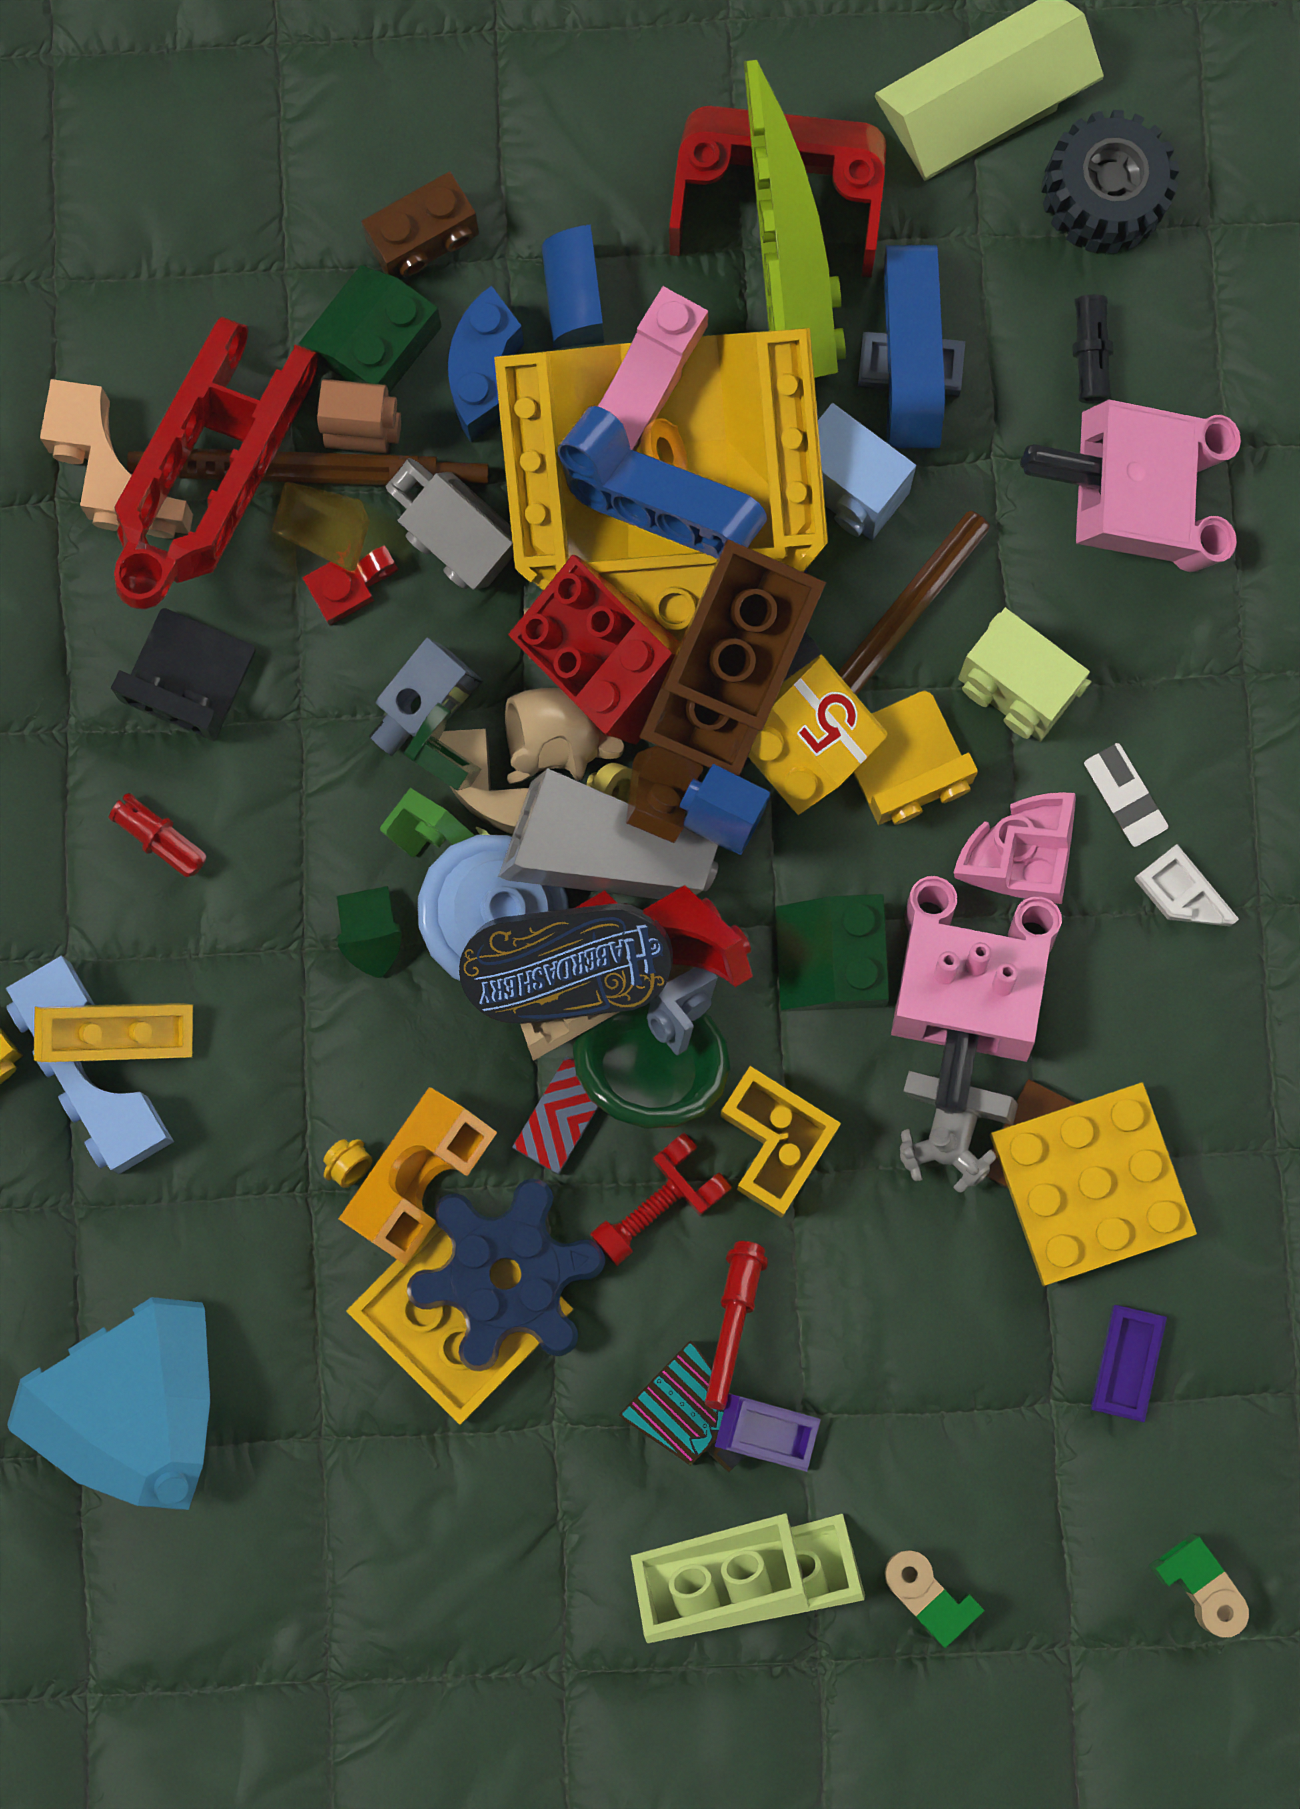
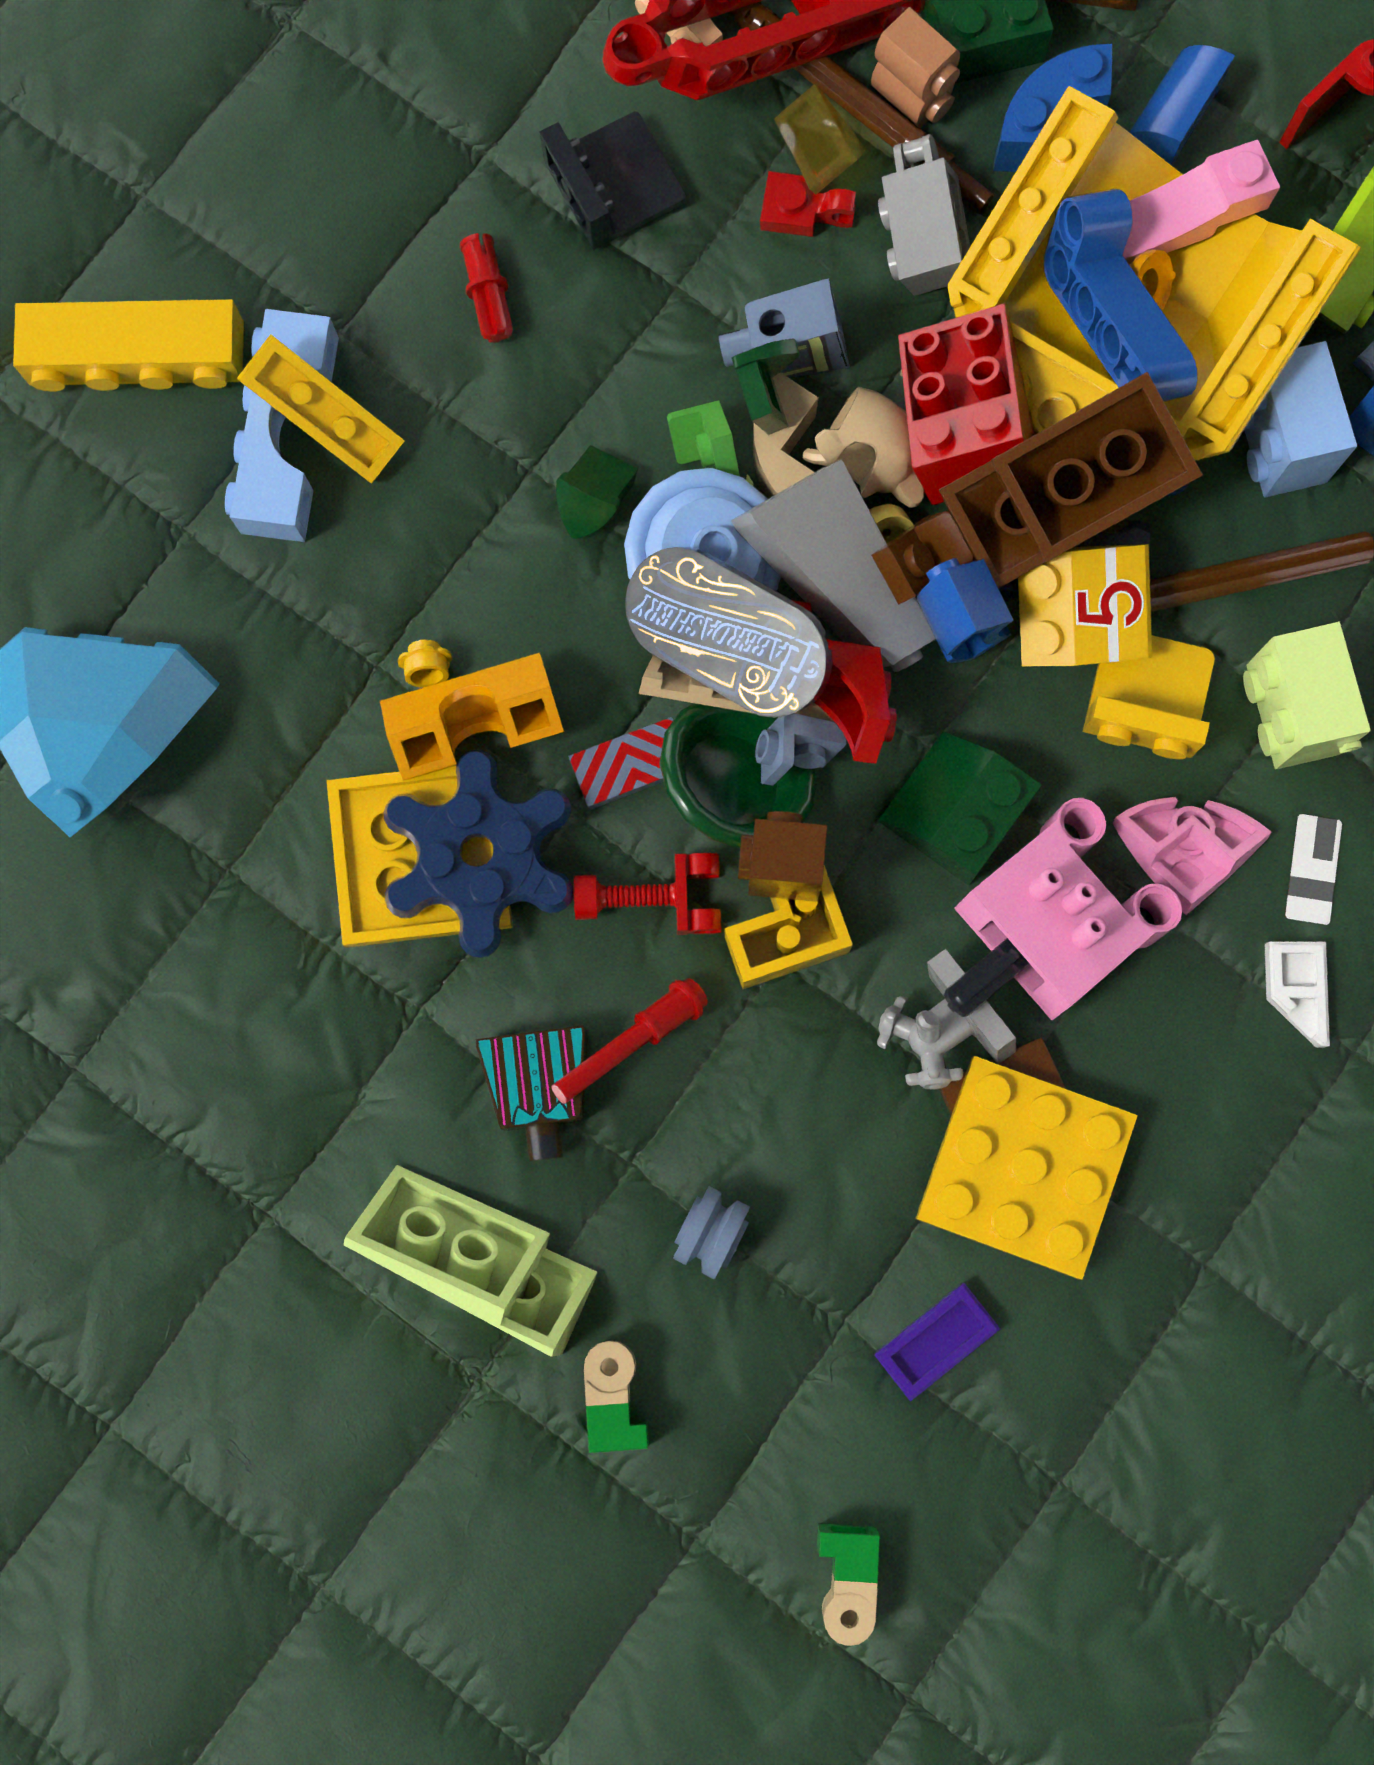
camera: 40 degrees right, 0 degrees up
(745, 1101) = (784, 857): none -> reddish brown brick
(767, 1432) = (586, 1153): tile -> none
(904, 1416) = (711, 1232): none -> sand blue wheel

